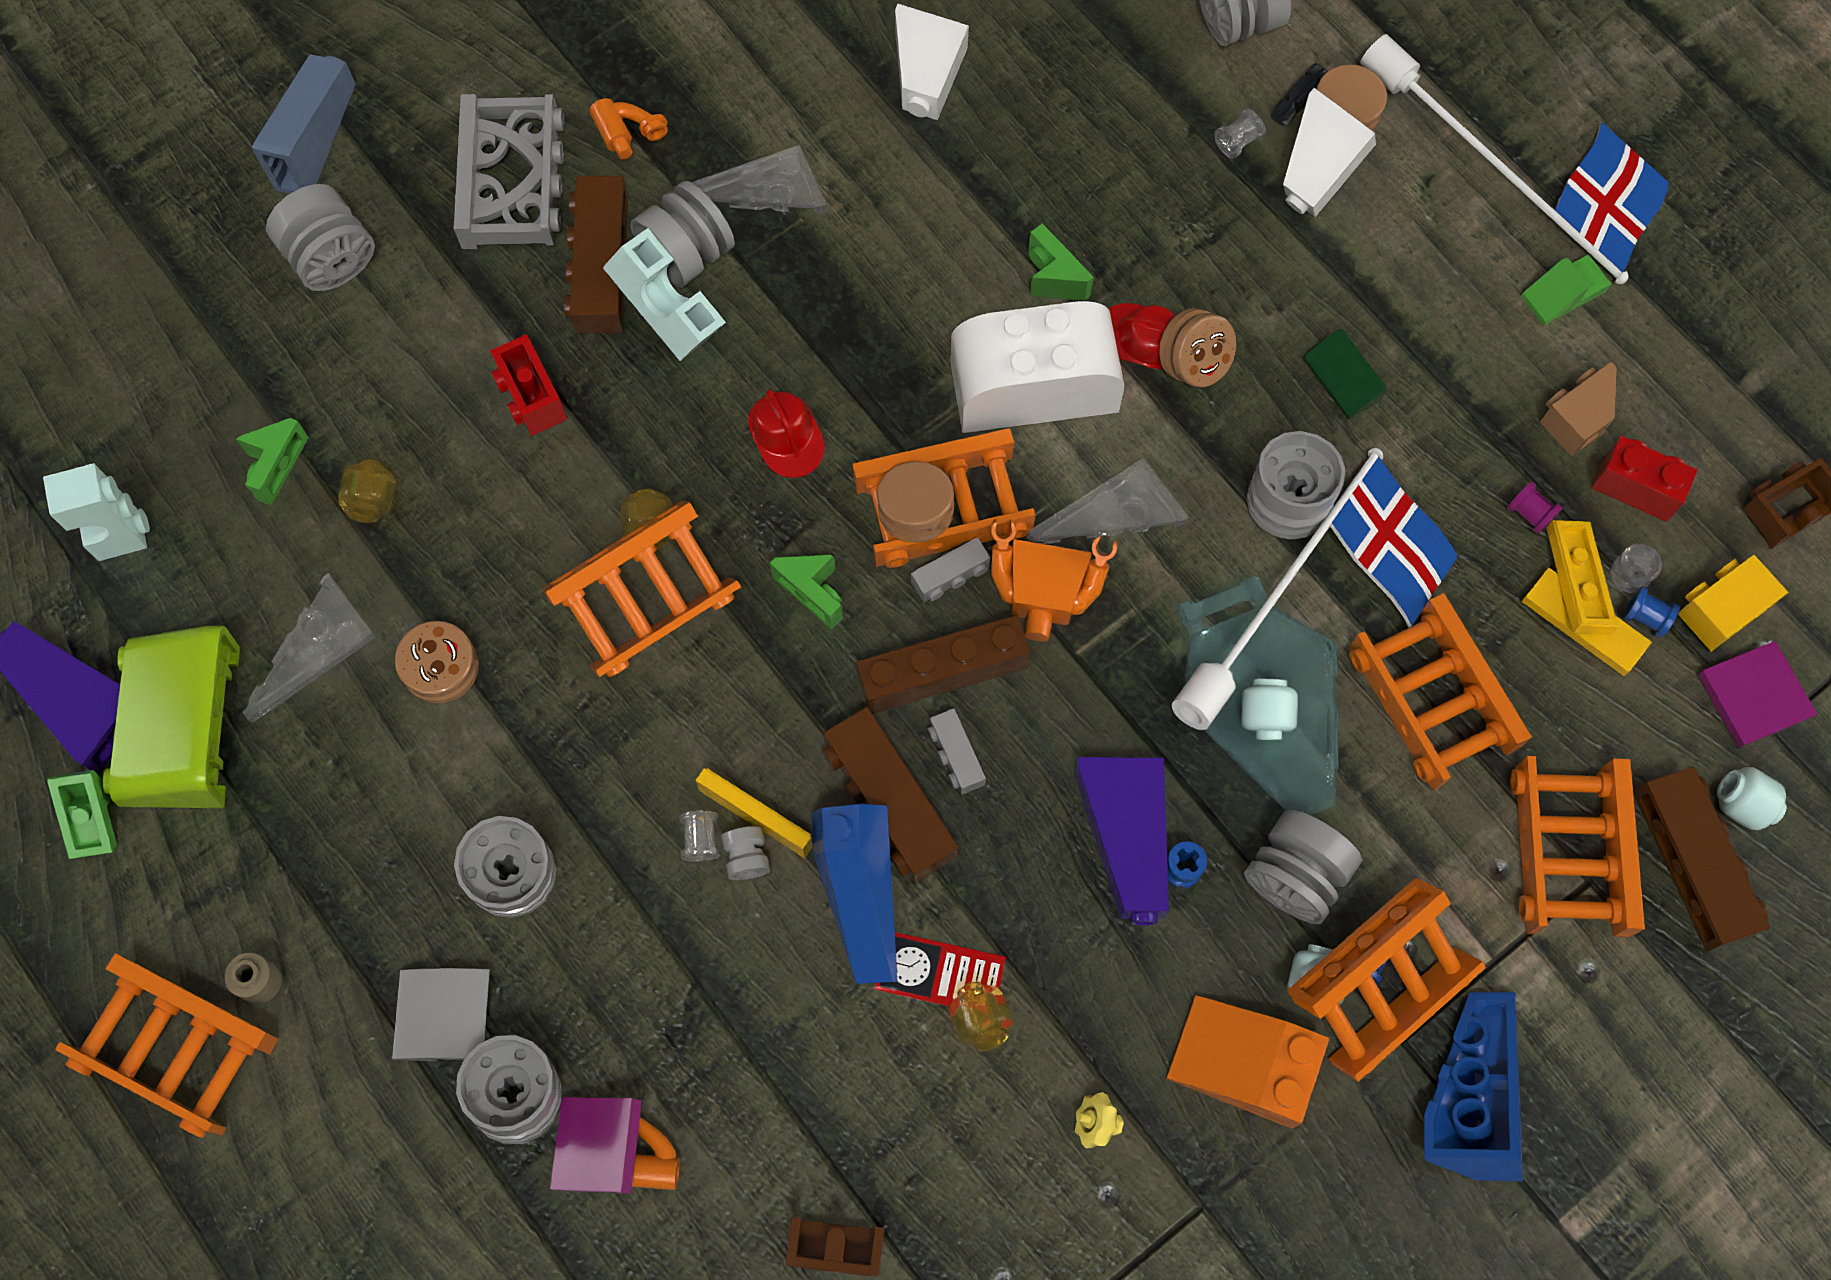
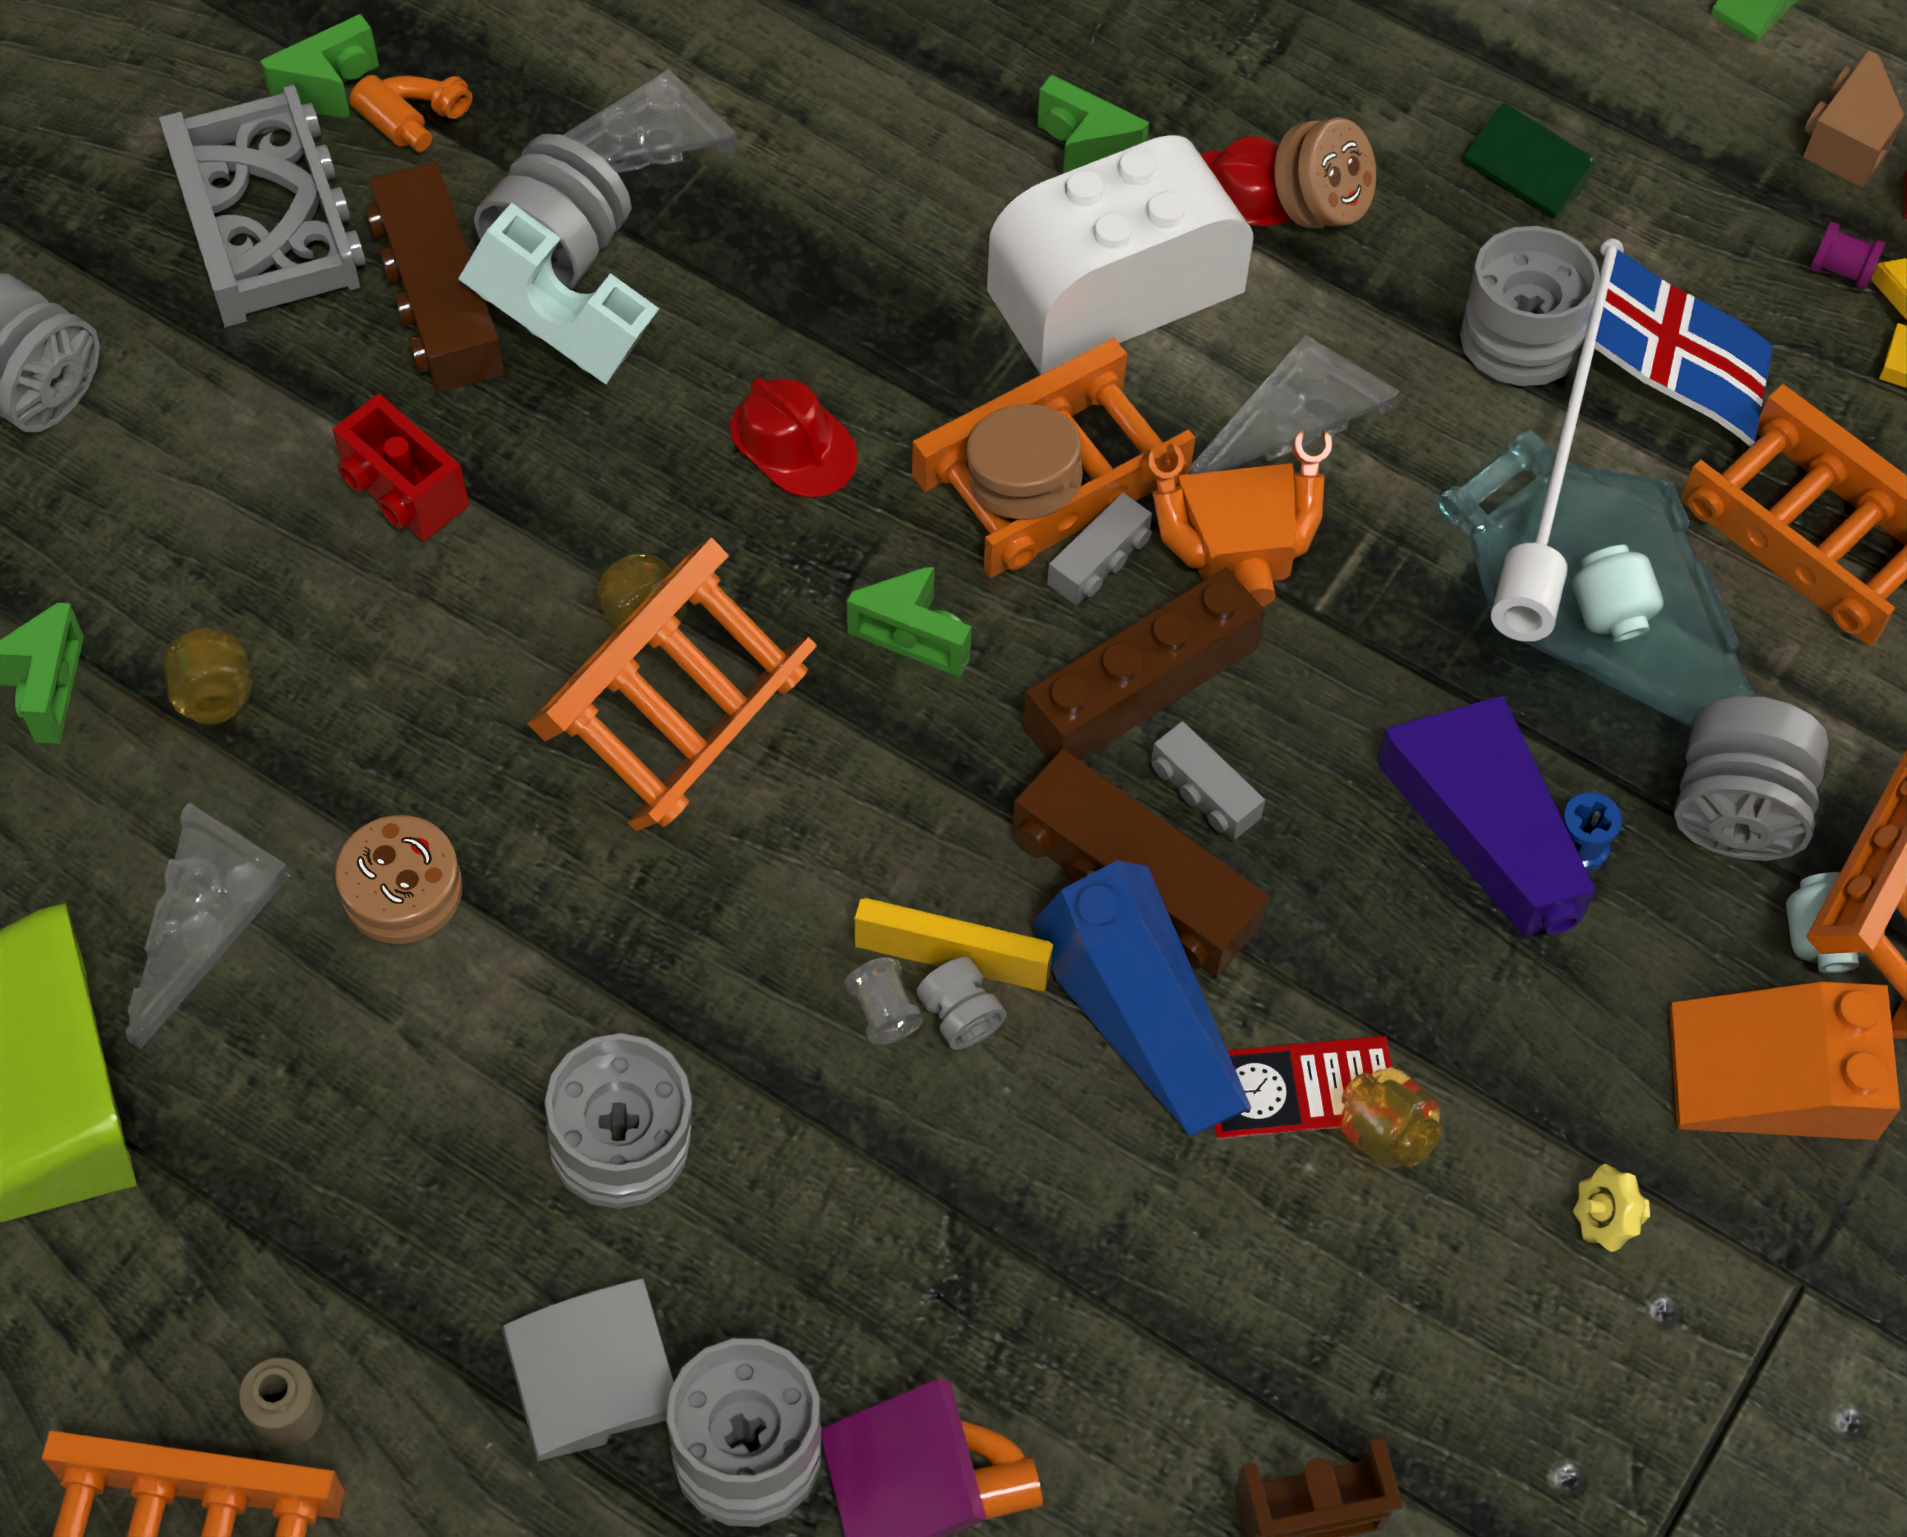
camera: 20 degrees left, 10 degrees down
(579, 79) = (322, 66): none -> bright green slope

